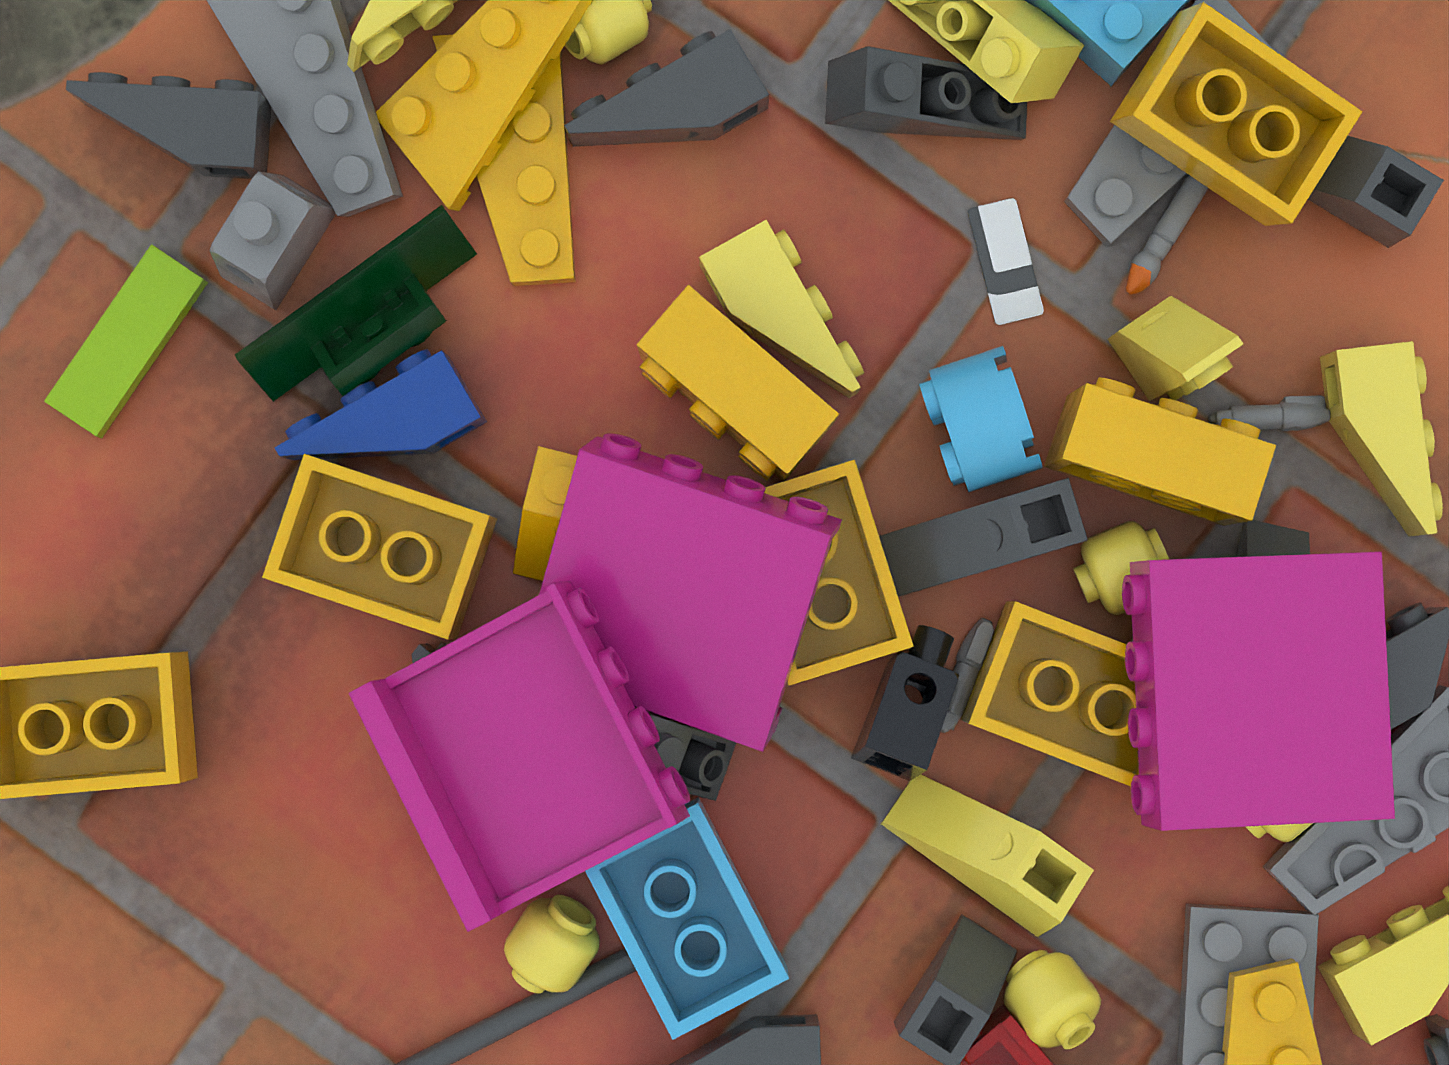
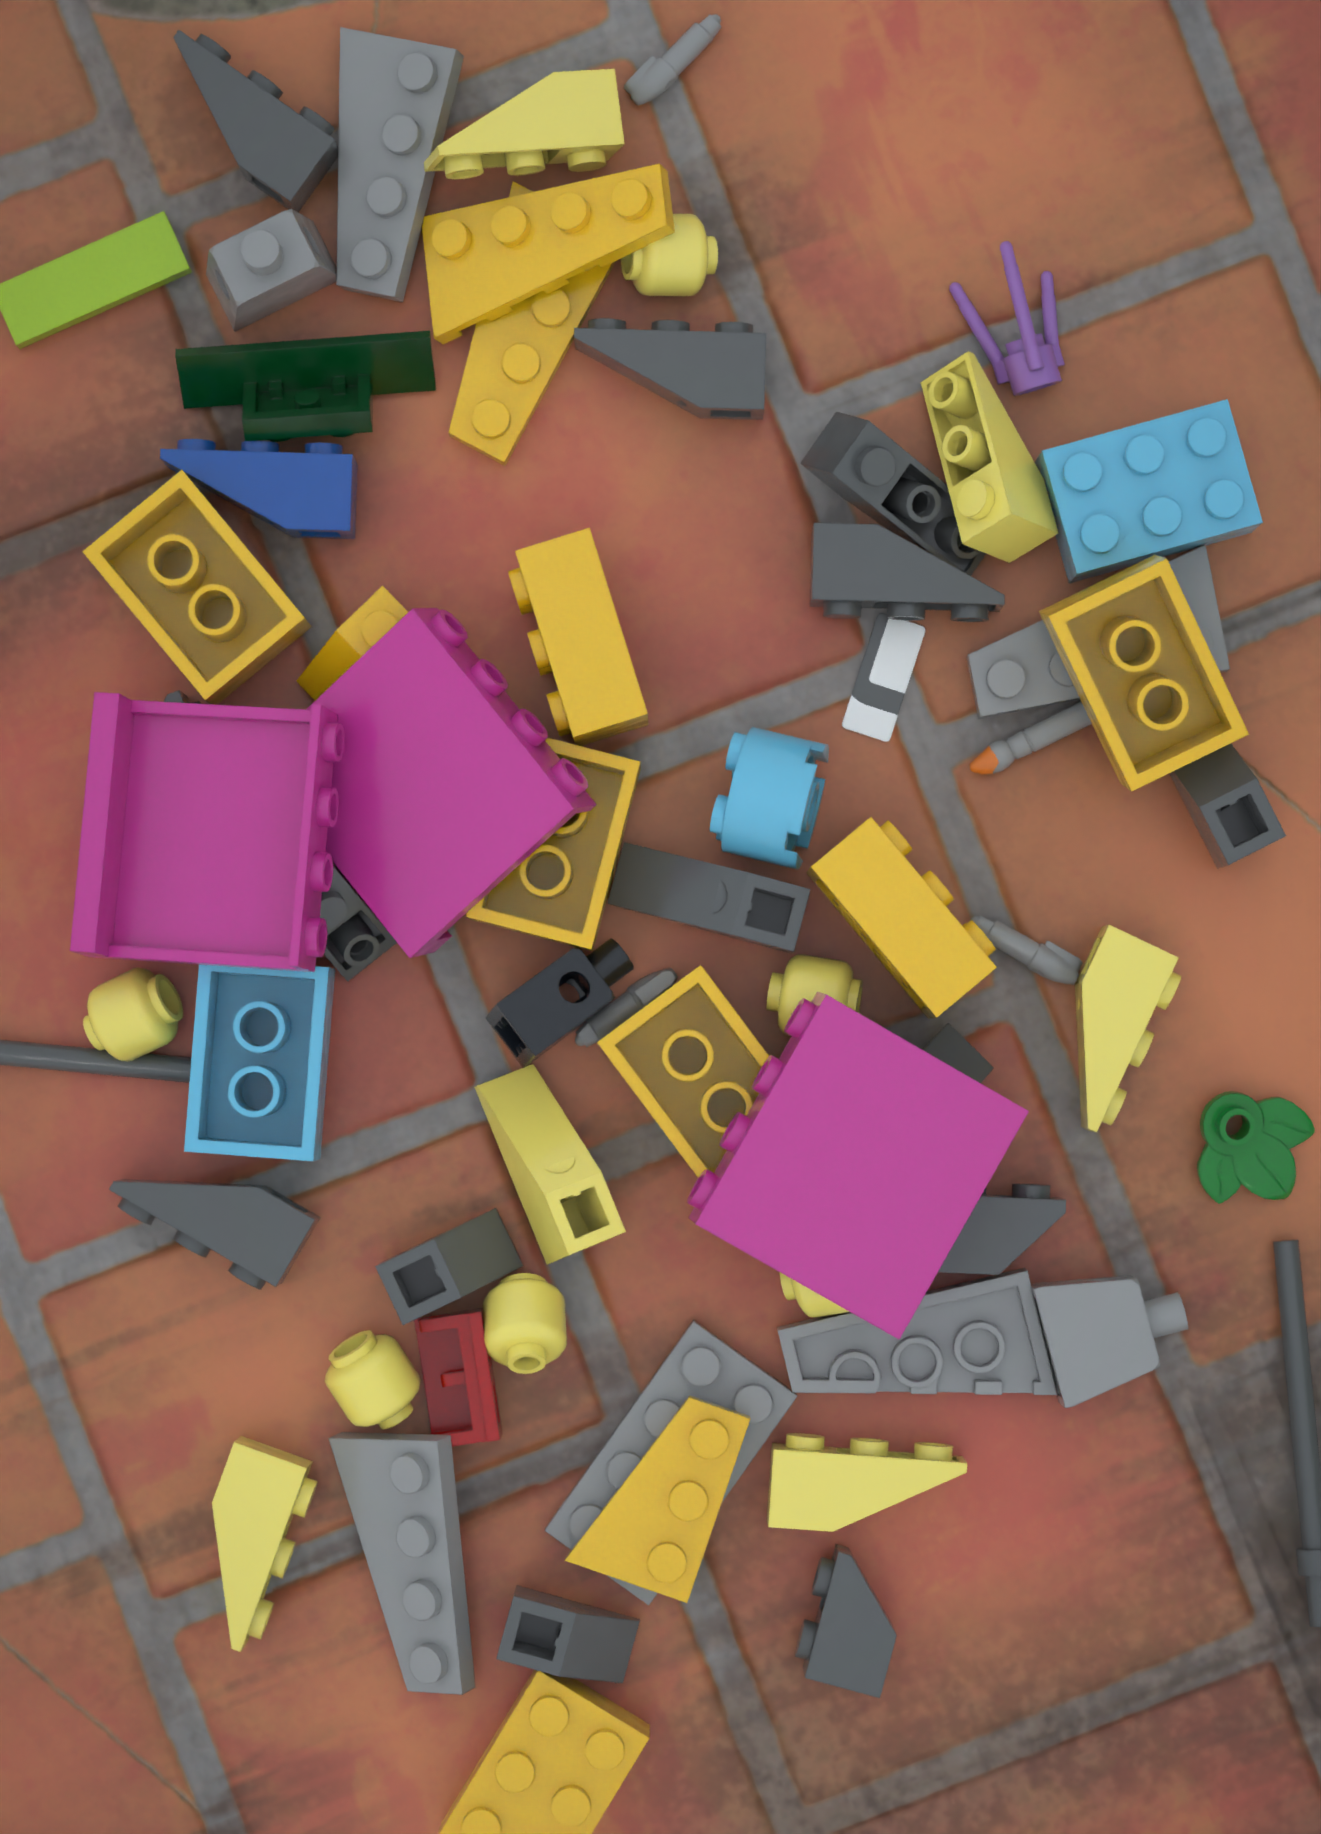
camera: 35 degrees right, 0 degrees up
(766, 298) = (655, 578): light yellow slope -> none
(951, 169) = (880, 570): none -> dark grey slope
(1174, 349) = (968, 836): light yellow slope -> none

